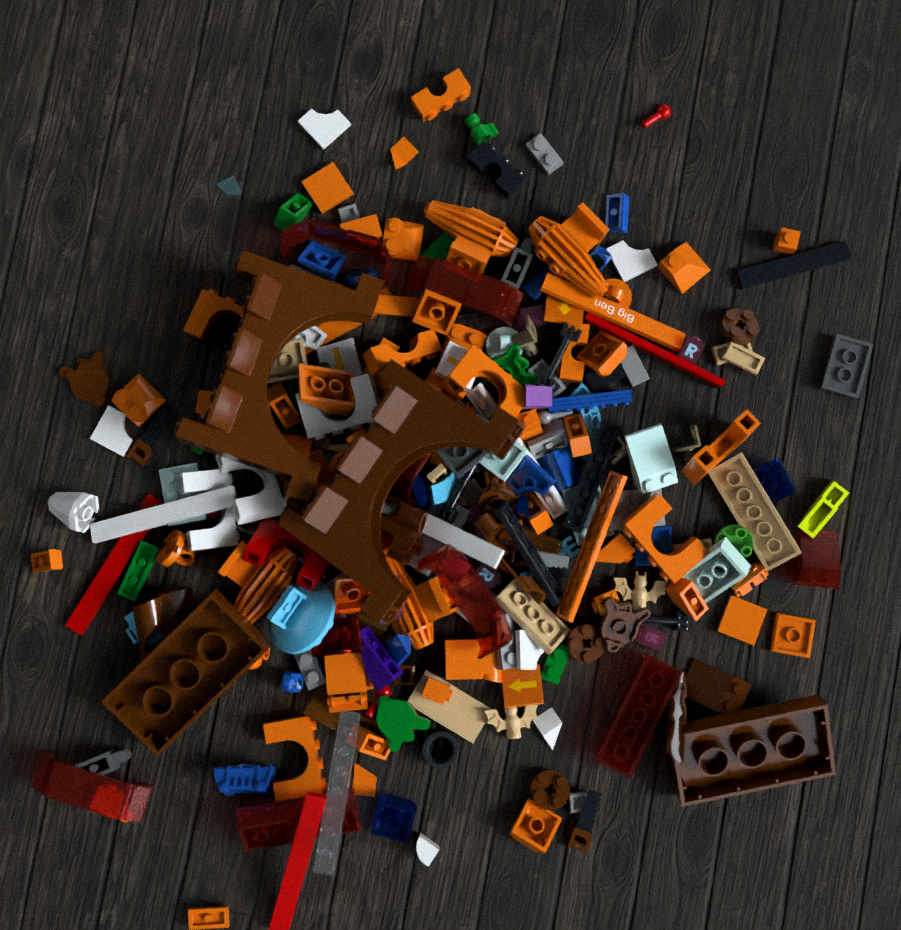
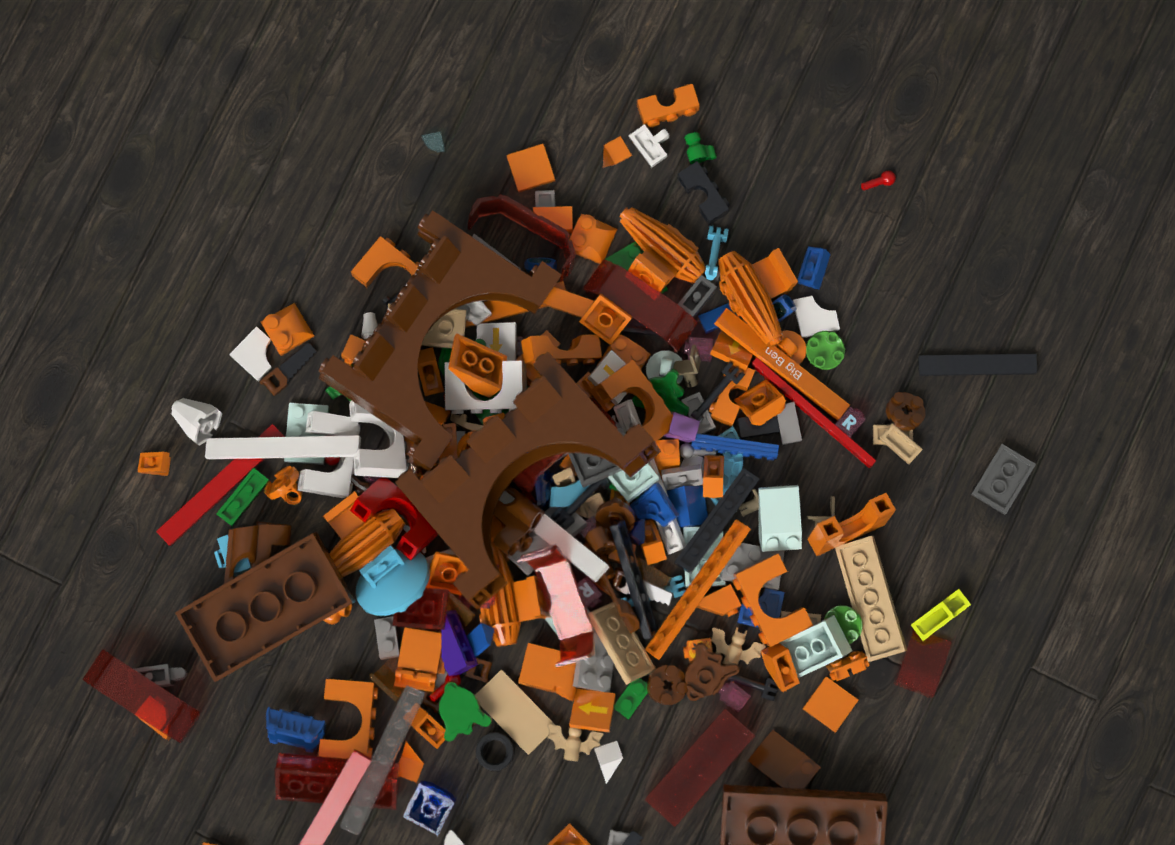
camera: 15 degrees right, 5 degrees down
(89, 380) = (244, 296): reddish brown tile -> none
(214, 374) = (369, 325): none -> white cone
(292, 211) = (489, 183): green slope -> none
(292, 681) = (365, 646): blue rock -> none
(321, 261) = (505, 238): blue slope -> none
(324, 127) = (543, 107): white tile -> none
(433, 137) = (650, 145): none -> white plate
(437, 691) = (506, 691): orange brick -> none
(524, 239) = (711, 269): none -> medium azure hinge
(526, 651) = (606, 675): white tile -> none
(543, 780) = (596, 831): reddish brown plate -> none
(544, 154) = (756, 190): light grey plate -> none
(648, 288) = (825, 350): none -> bright green dish
(676, 741) = (741, 769): reddish brown sword -> none
(683, 267) = (866, 338): orange slope -> none
(775, 480) = (900, 572): clear blue slope -> none
(786, 241) = (975, 339): orange brick -> none
(792, 635) = (877, 733): orange tile -> none

